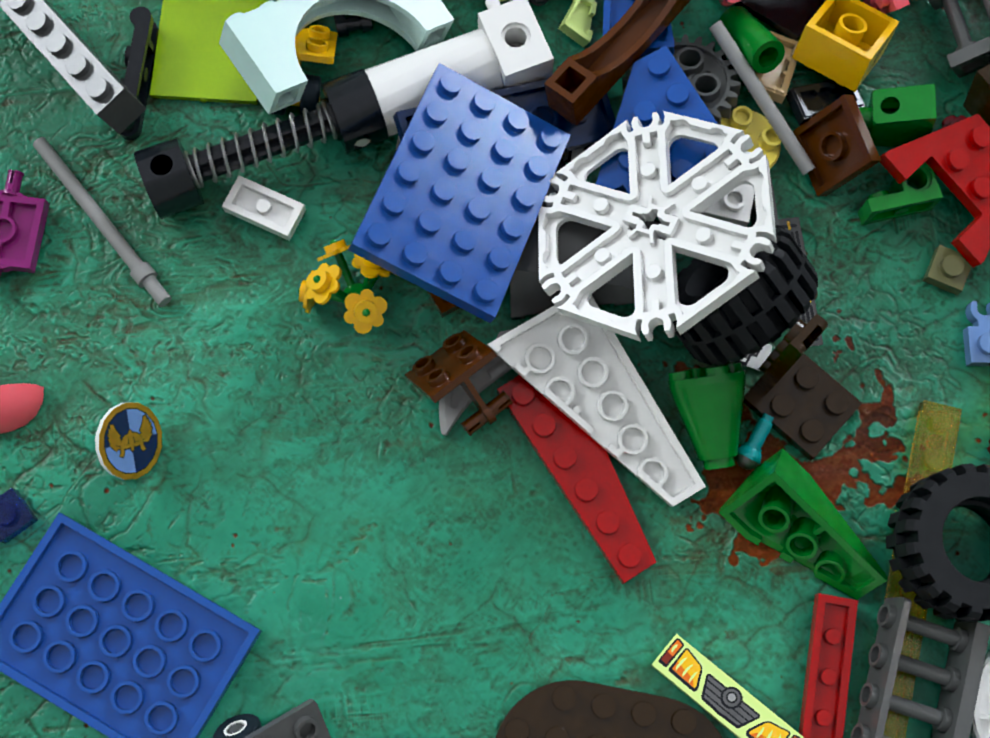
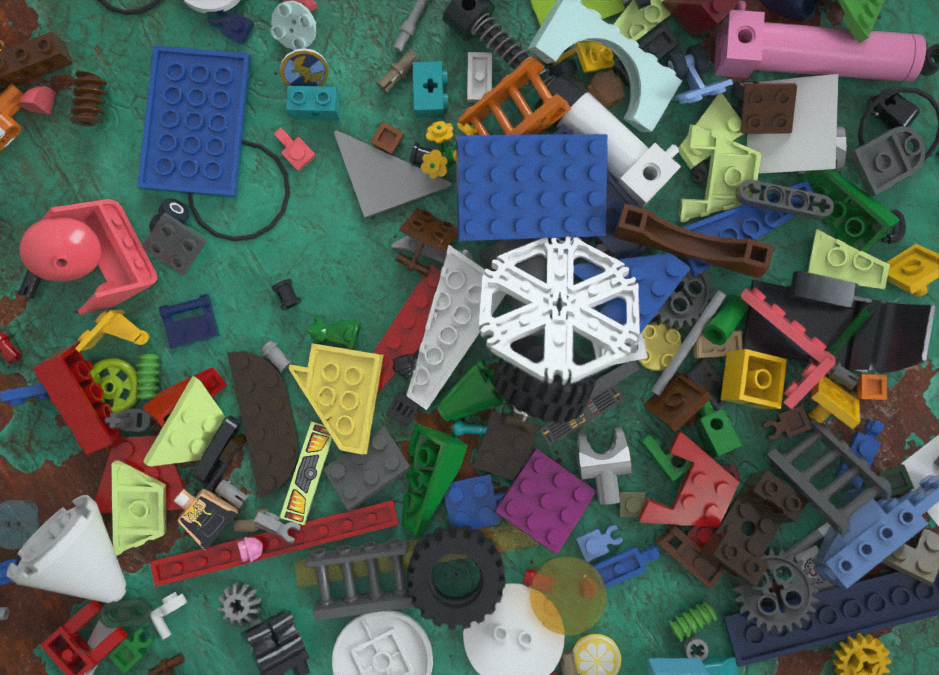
camera: 70 degrees right, 10 degrees up
(40, 440) = (283, 22): none -> light aqua plate
(182, 449) = (313, 102): none -> teal brick
(197, 313) = (397, 71): none -> dark tan pin
(239, 509) = (296, 151): none -> coral plate
(260, 296) = (425, 76): none -> teal brick
(286, 370) = (387, 138): none -> dark orange plate
(331, 616) = (276, 219): none -> black piece
(335, 331) = (418, 152): none -> black bush
(341, 404) = (382, 179): none -> light grey tile
(364, 49) = (606, 88): none -> clear orange brick
(373, 153) = (534, 122): none -> orange fence
(445, 617) = (286, 294): none -> black bush
(530, 674) = (276, 356): none -> light grey pin
(538, 561) = (340, 332): none -> green animal
(629, 486) = (404, 365): none -> black plate
(630, 596) = (342, 392): none -> light yellow wing
(687, 521) = (403, 408): none -> black tile
(756, 611) = (361, 476): none -> dark grey plate
(862, 477) = (473, 502): none -> blue plate
(881, 279) = (604, 466): none -> light grey connector
(903, 379) = (545, 501): none -> magenta plate
(917, 25) = (790, 421): none -> reddish brown plate

